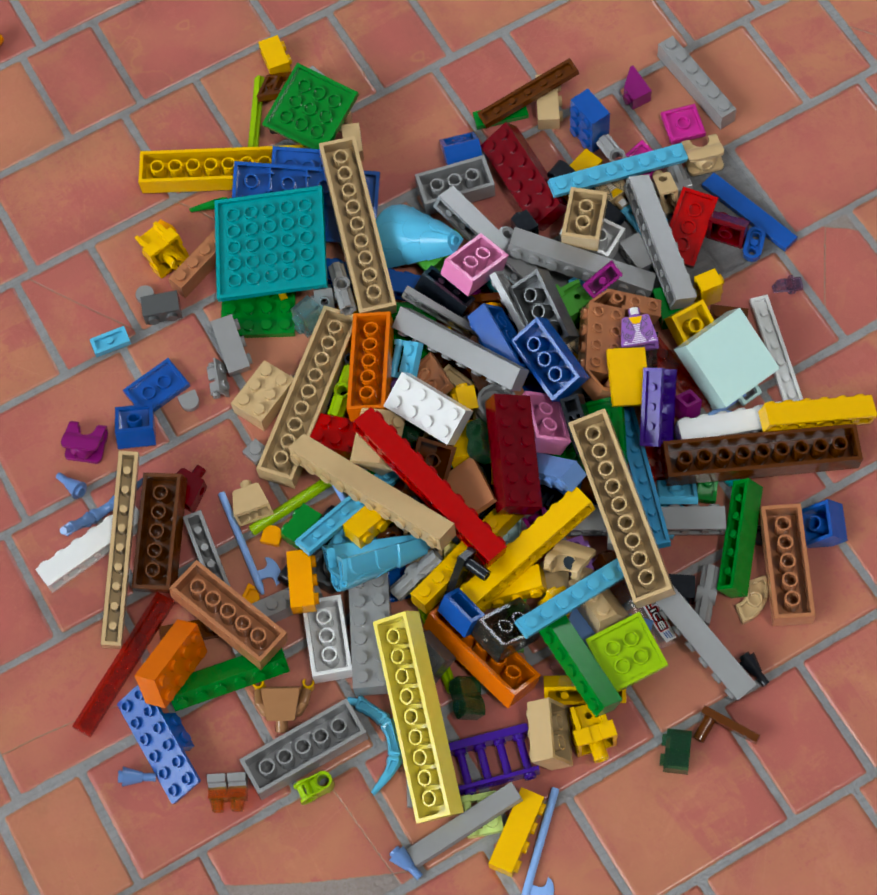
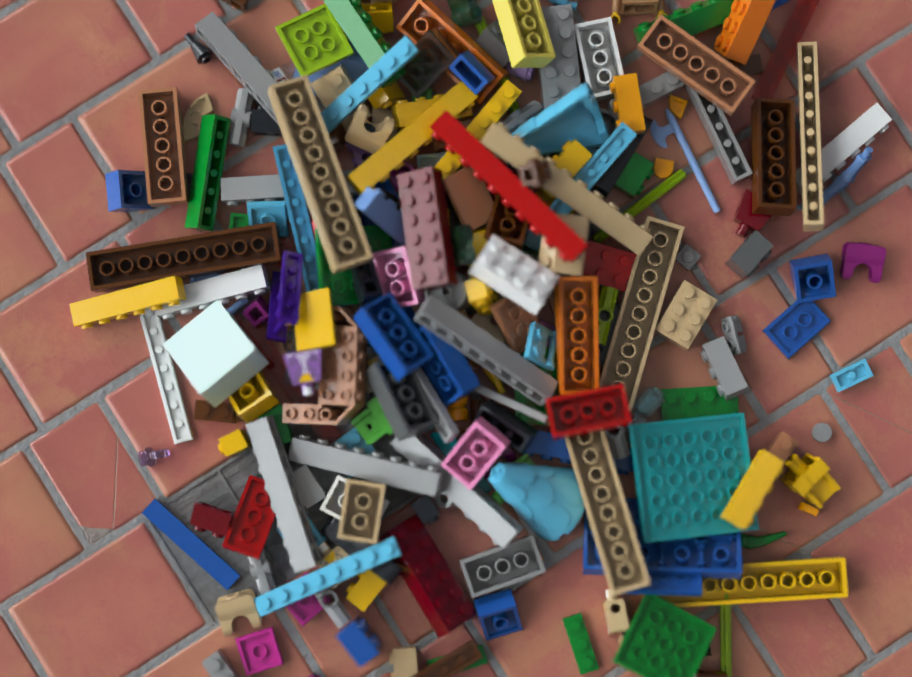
camera: 170 degrees right, 20 degrees up
(75, 487) = (866, 213): medium blue cone -> none
(161, 307) = (803, 414): dark grey brick -> none
(189, 401) = (761, 311): light grey tile -> none
(195, 444) = (749, 254): none -> dark grey brick
(216, 228) = (752, 489): none -> yellow brick
(250, 503) = (687, 197): tan torso -> none
(365, 288) = (588, 412): none -> red brick
(387, 128) = (580, 643): none -> green plate
(401, 490) = (535, 172): none -> reddish brown brick
(464, 564) = (467, 113): black piece -> none
(602, 279) = (341, 437): magenta brick -> none
(665, 185) = (275, 556): tan torso -> none
(754, 245) = (186, 502): blue plate -> none

